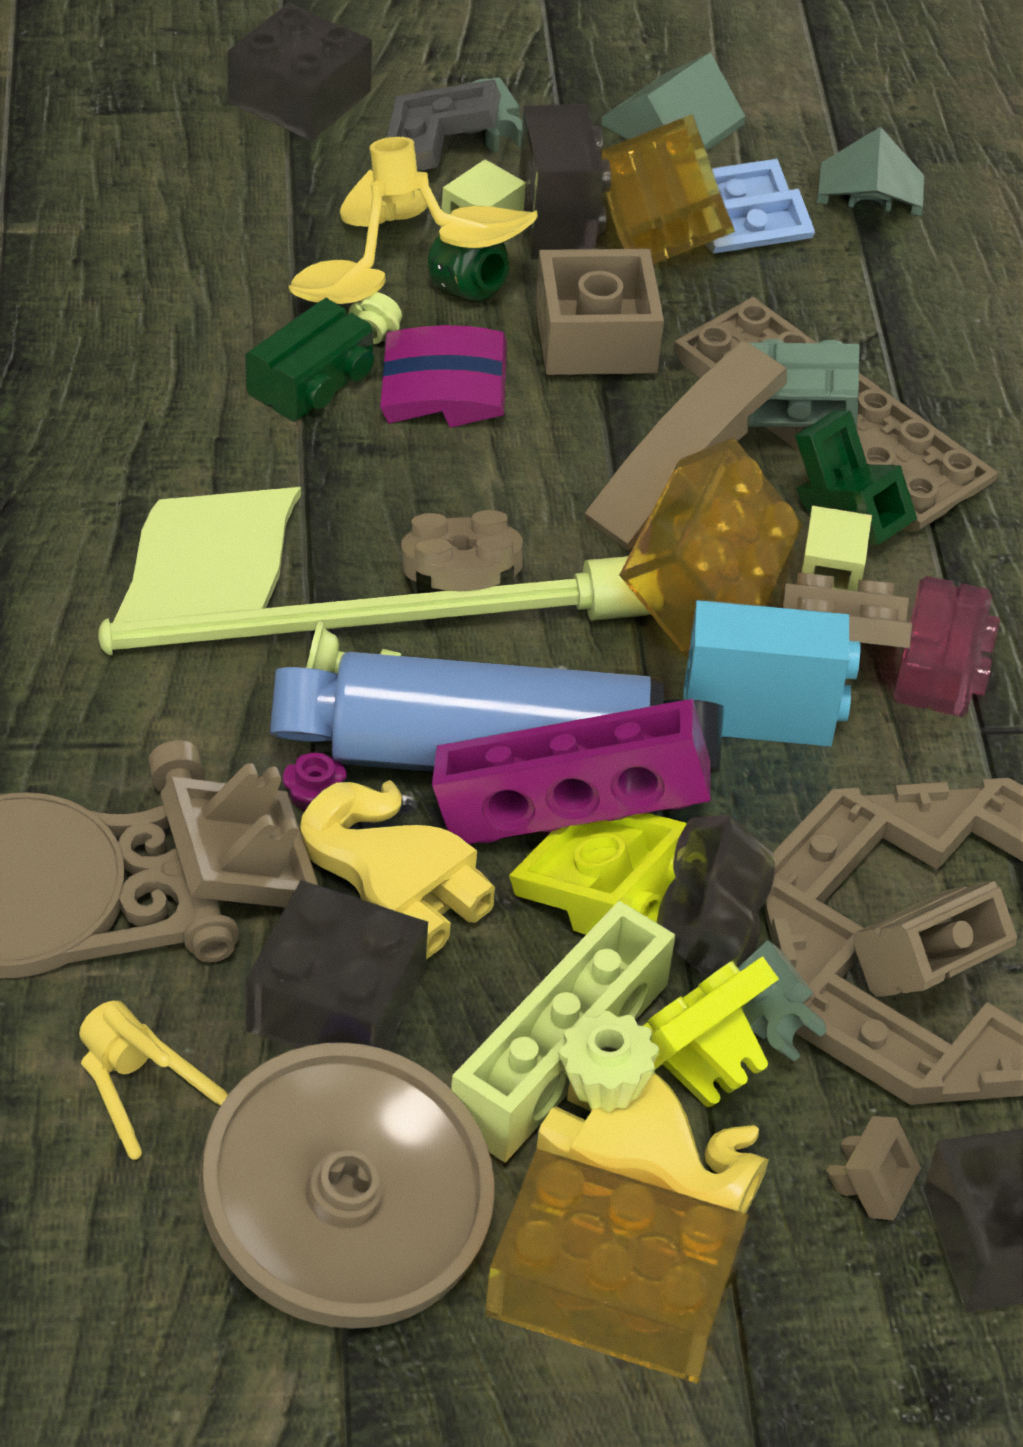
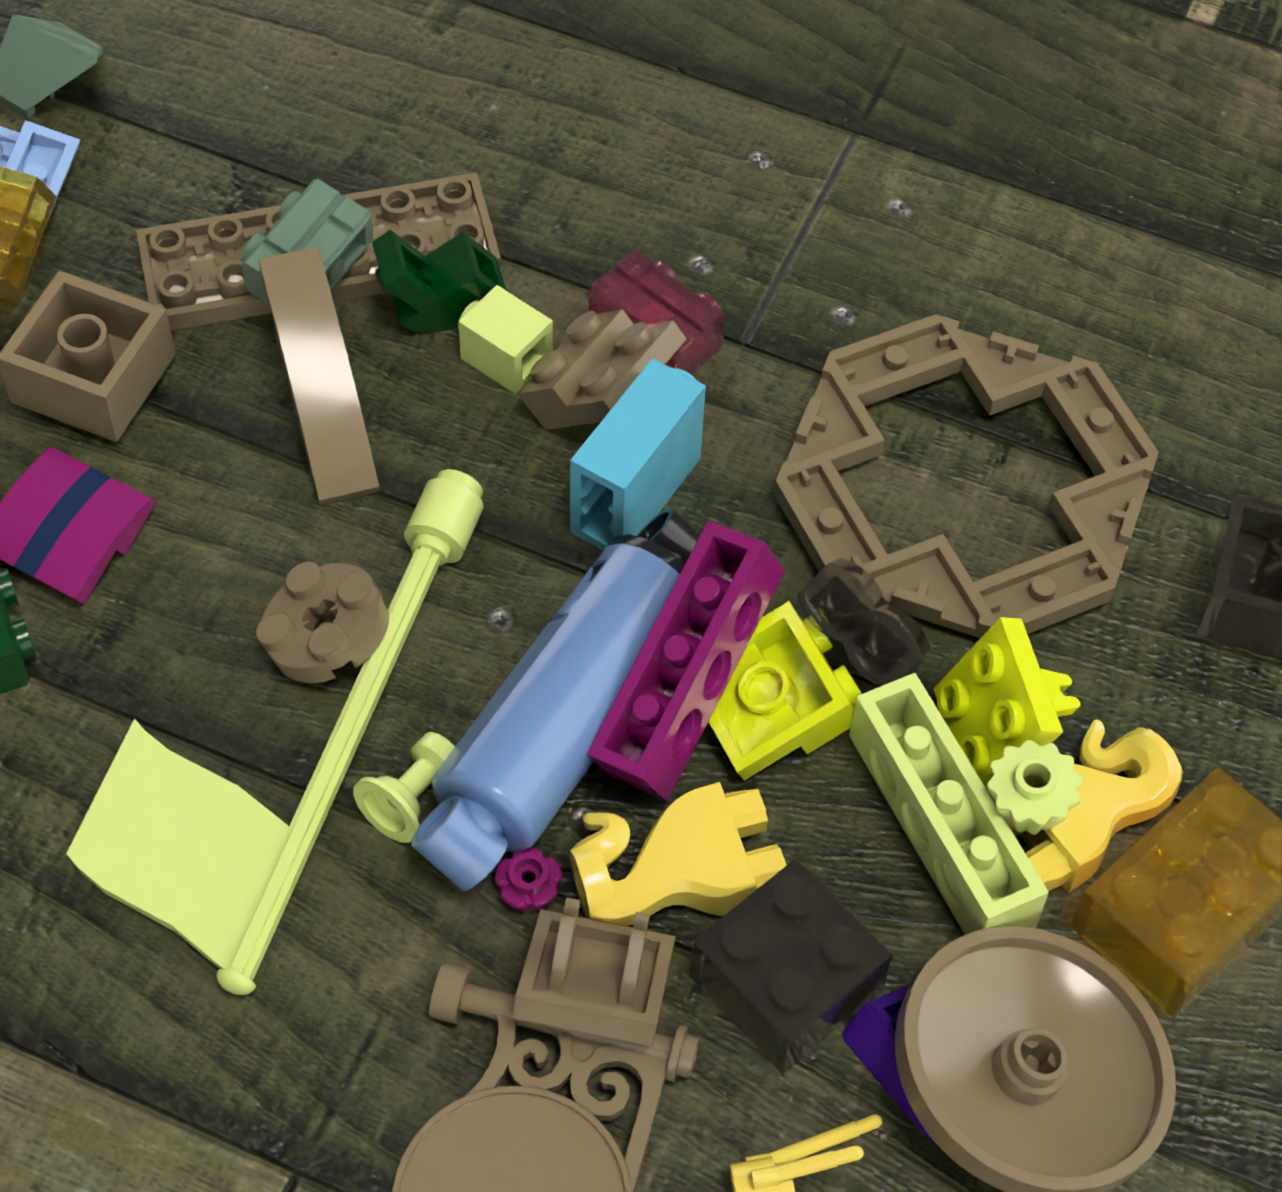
camera: 60 degrees left, 10 degrees up
(710, 538) = (471, 420): clear yellow brick -> none
(780, 1008) = (959, 628): sand green plate -> none
(878, 1168) = (1175, 654): dark tan tile -> none
(934, 939) = (990, 493): dark tan brick -> none

